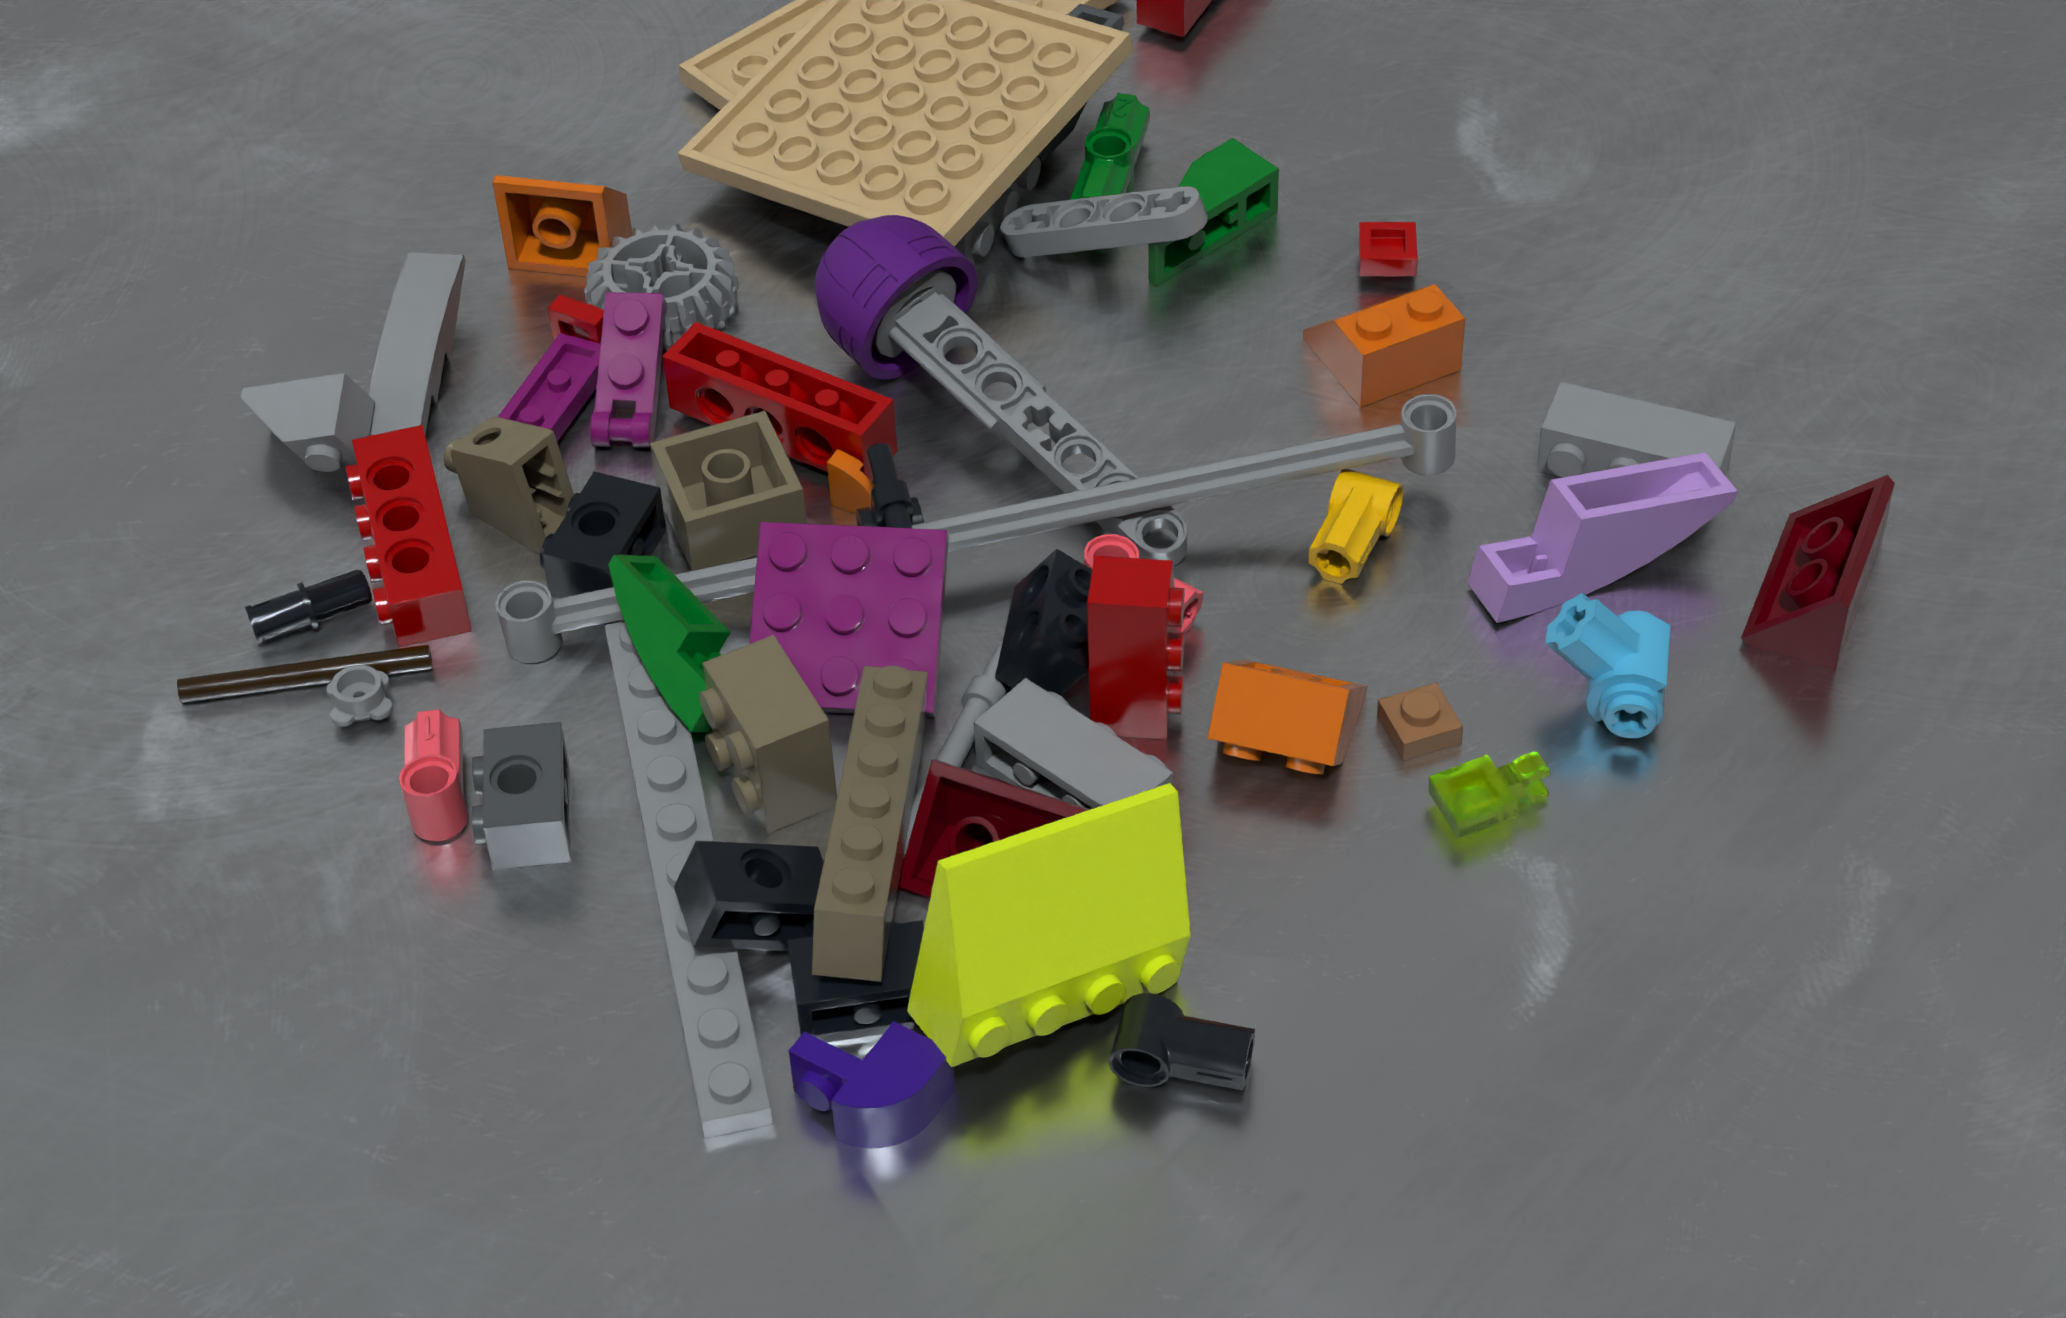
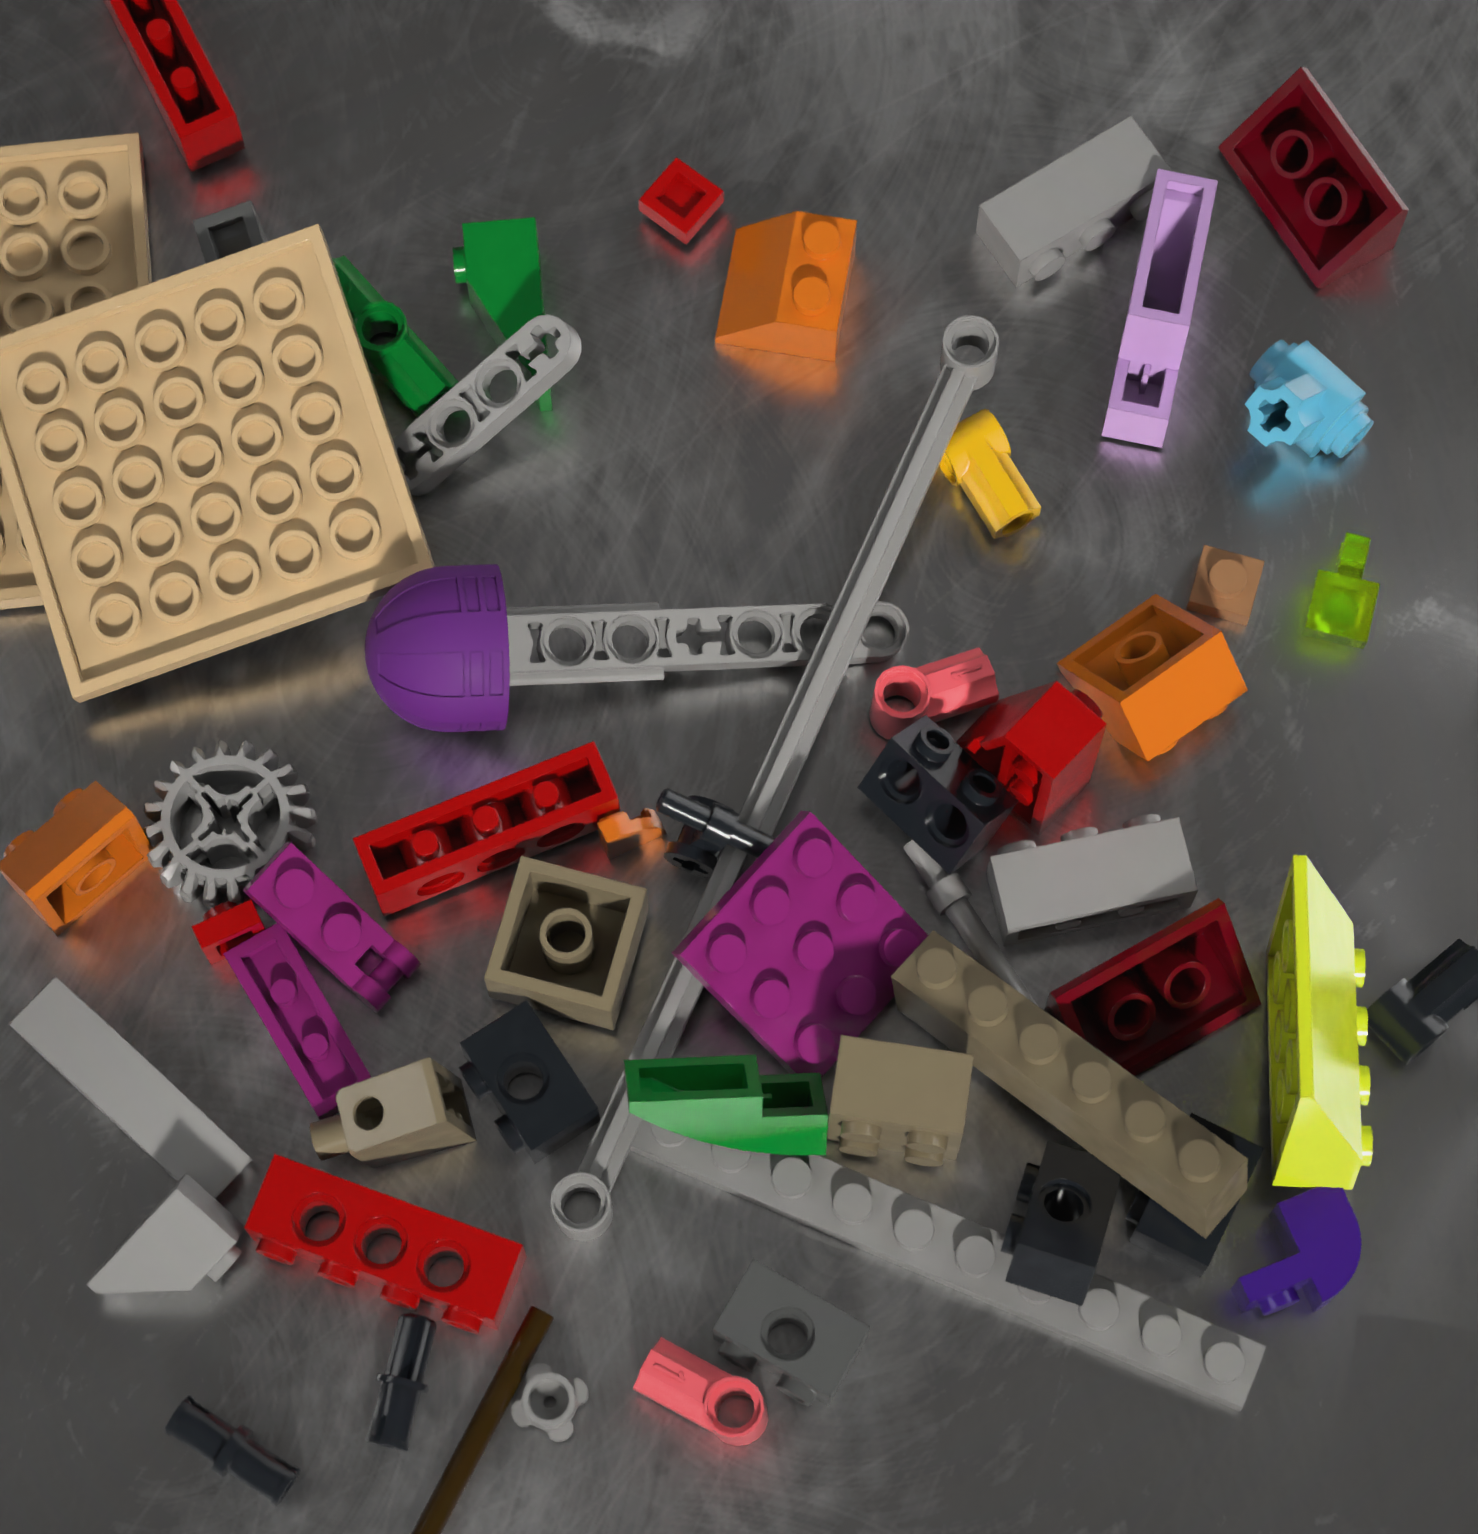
camera: 55 degrees left, 25 degrees up
(182, 546) = (232, 1450): none -> black pin

